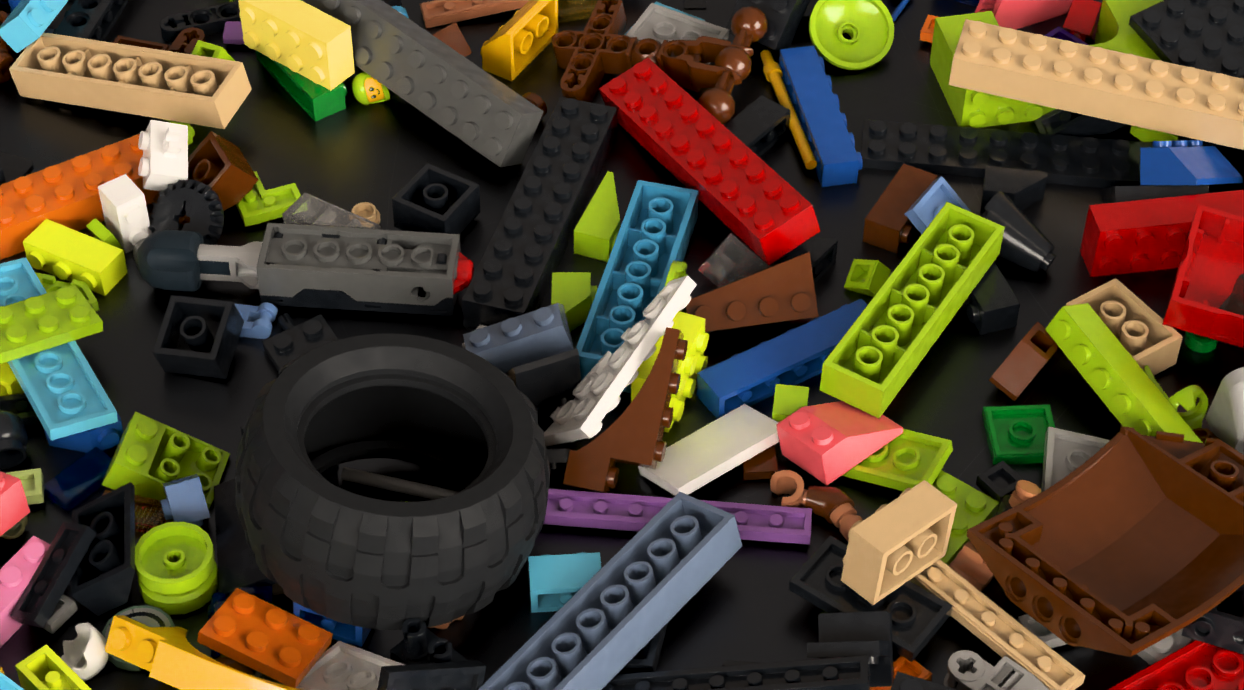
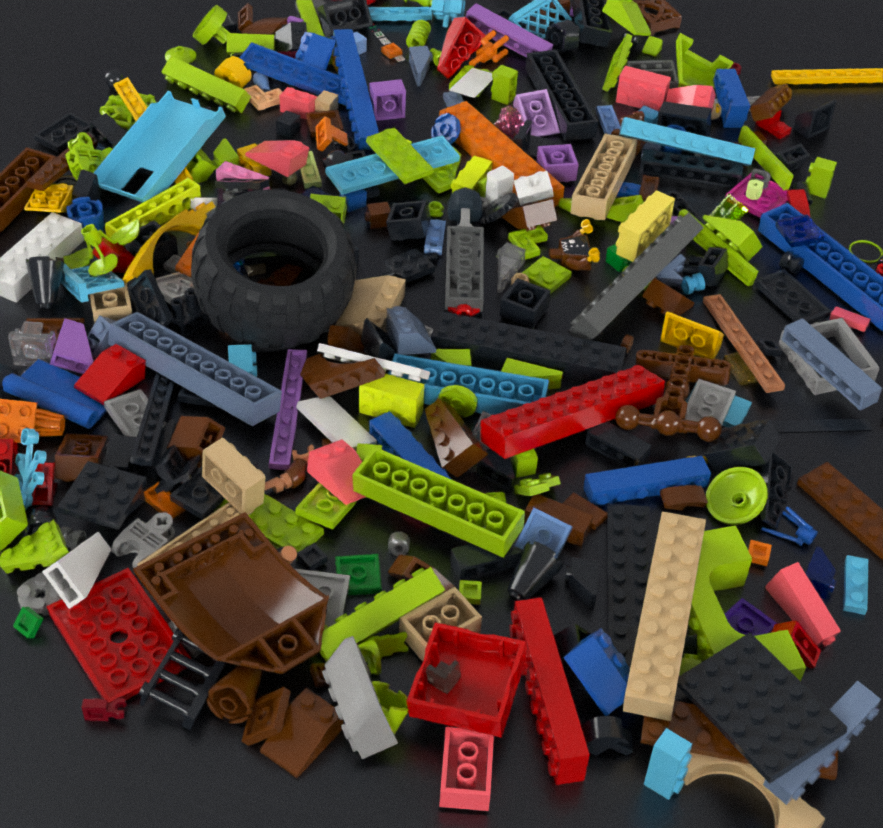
camera: 85 degrees right, 0 degrees up
(62, 135) = (558, 161): none -> medium lavender brick
(150, 313) = (436, 209): none -> lime plate
(160, 386) = (377, 214): none -> reddish brown brick
(305, 143) = (575, 250): none -> torso
(349, 184) = (547, 274): none -> lime plate
(771, 625) = (195, 435): none -> reddish brown slope
(846, 224) = (532, 487): none -> lime plate
(847, 84) = (682, 496): none -> reddish brown slope
(869, 186) = (577, 502): none -> reddish brown tile
(959, 383) = (398, 543): none -> flat silver piece
(1043, 306) = (471, 591): none -> lime plate

